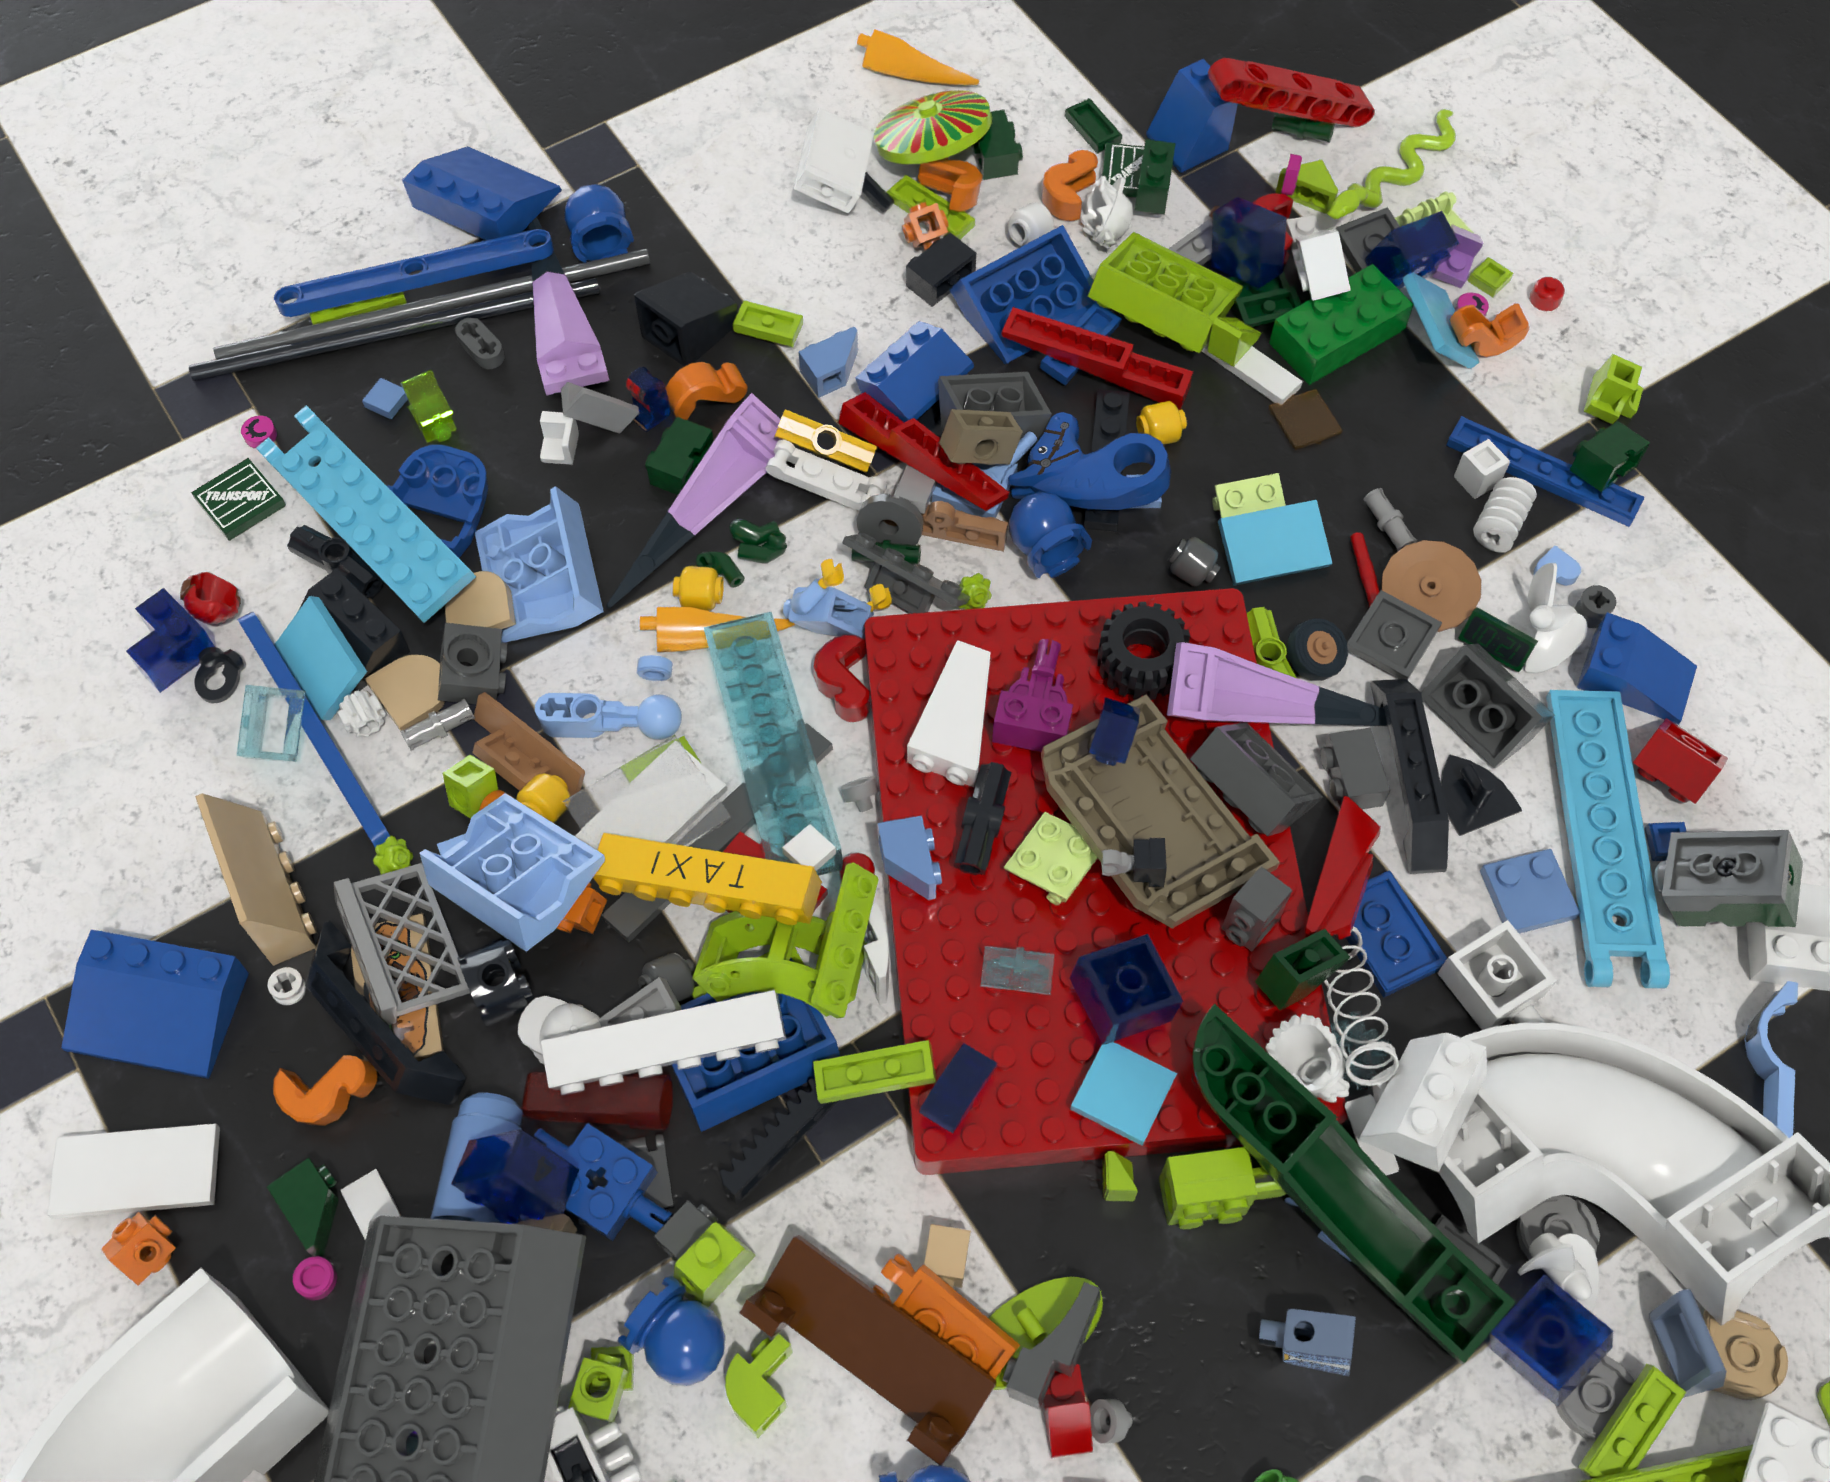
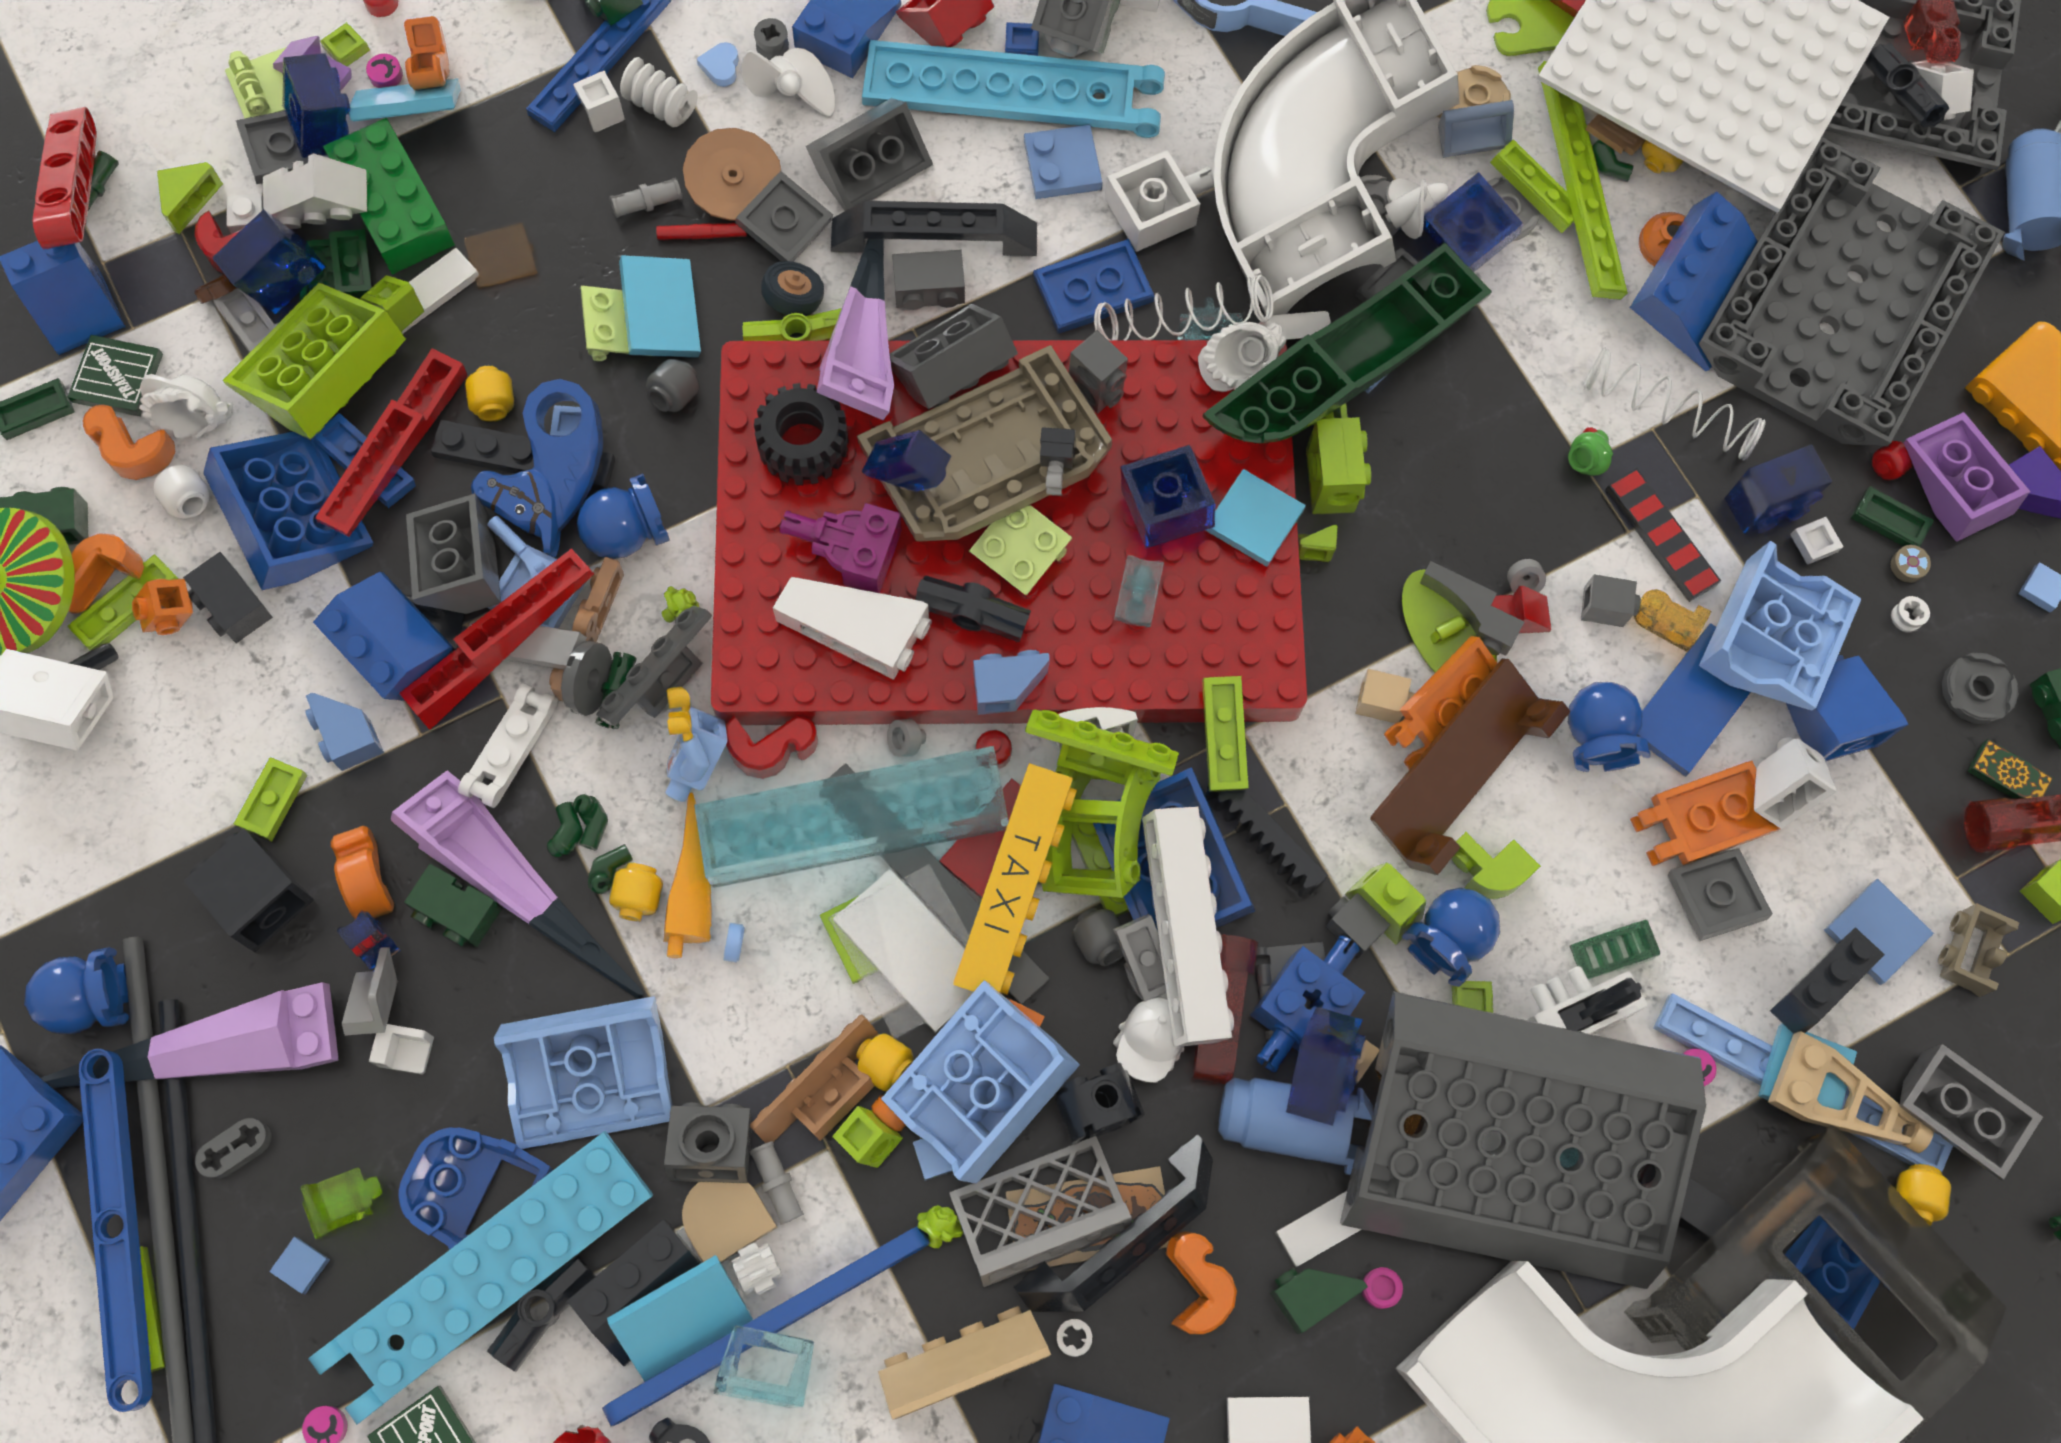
camera: 90 degrees left, 10 degrees up
(482, 603) = (636, 1129): tan tile -> none
(564, 712) = (797, 940): light blue beam -> none
(606, 1406) = (1515, 997): lime brick -> none
(809, 848) = (996, 774): white tile -> none
(846, 448) = (455, 756): yellow piece -> none
(958, 1088) = (1247, 657): clear blue slope -> none
(980, 437) = (504, 564): dark tan brick -> none
(1155, 176) = (144, 345): dark green brick -> none
(1291, 174) = (180, 201): dark pink tile -> none
(1301, 968) = (1154, 346): dark green slope -> none
(1329, 1344) = (1467, 403): sand blue torso -> none
(1344, 872) = (1047, 305): red wedge -> none
(1371, 194) = (212, 137): lime animal -> none
(1427, 1099) = (1298, 259): white slope -> none
(1474, 796) = (958, 181): black shield -> none
(1498, 639) = (799, 129): tile -> none

